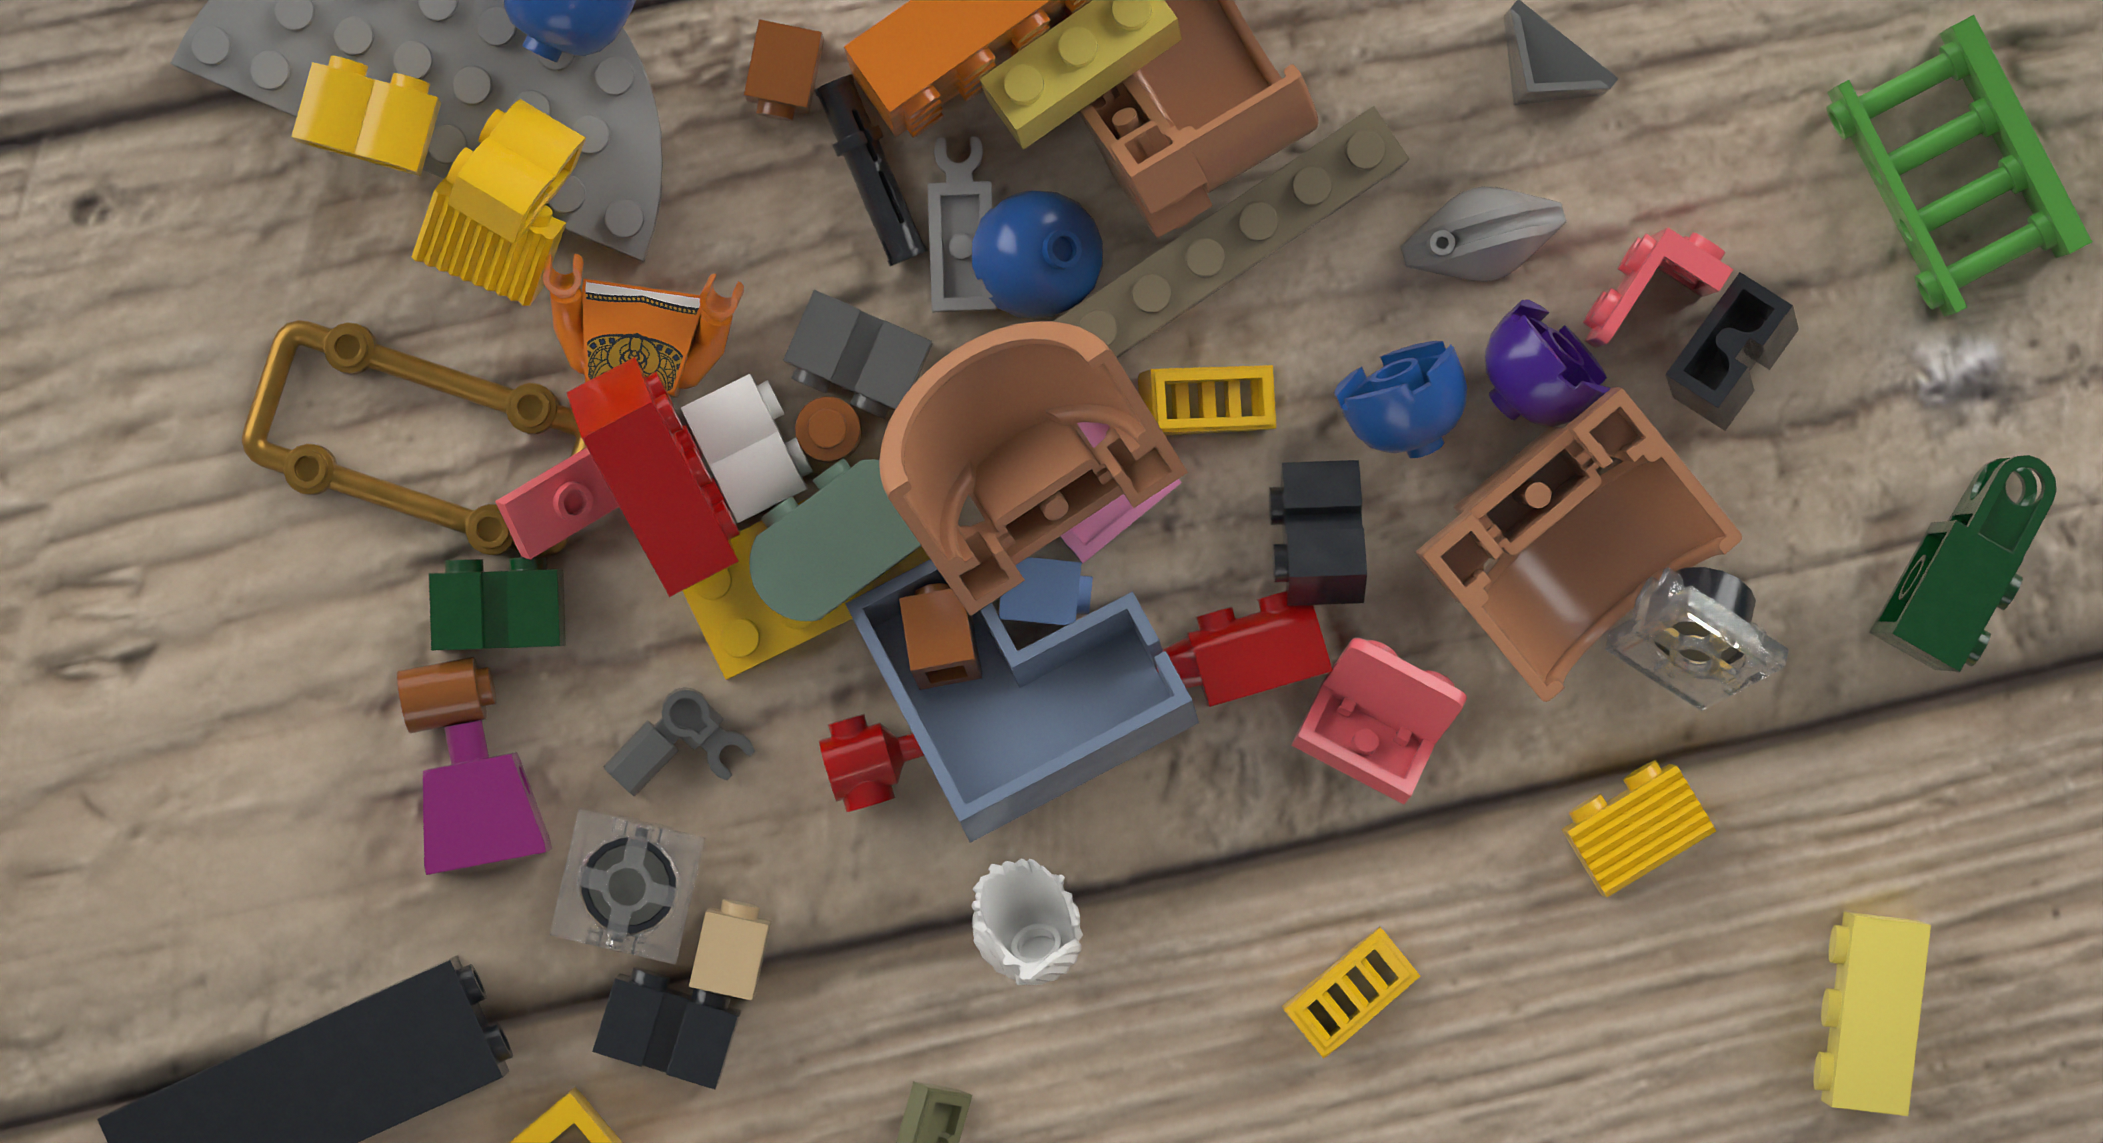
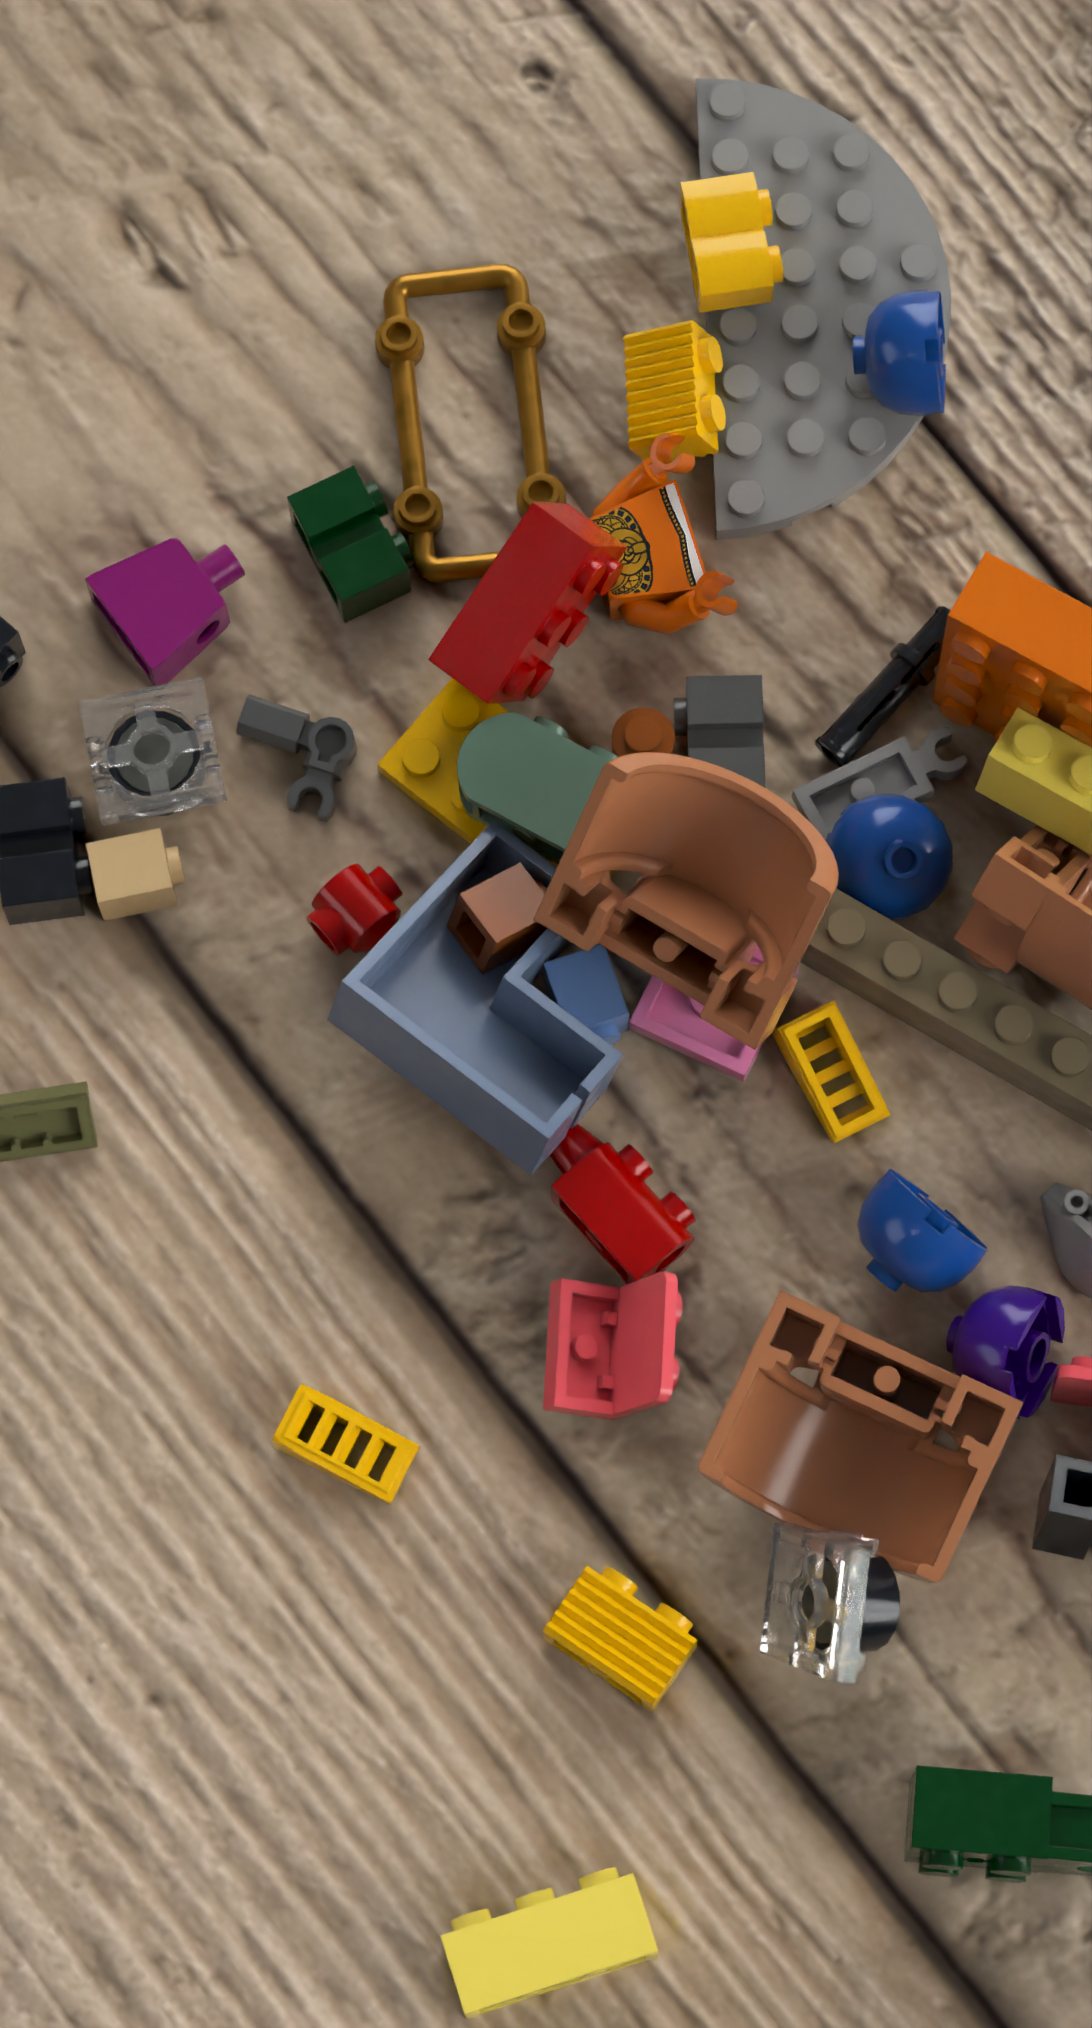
camera: 65 degrees right, 15 degrees down
(445, 694) = (253, 532): dark orange brick -> none
(514, 169) = (742, 375): yellow brick -> none
(556, 504) = (456, 541): coral plate -> none
(746, 447) = (596, 683): white brick -> none
(783, 69) = (937, 568): dark orange brick -> none
(1026, 922) = (277, 1112): white hair -> none
(1321, 533) = (757, 1214): black brick -> none

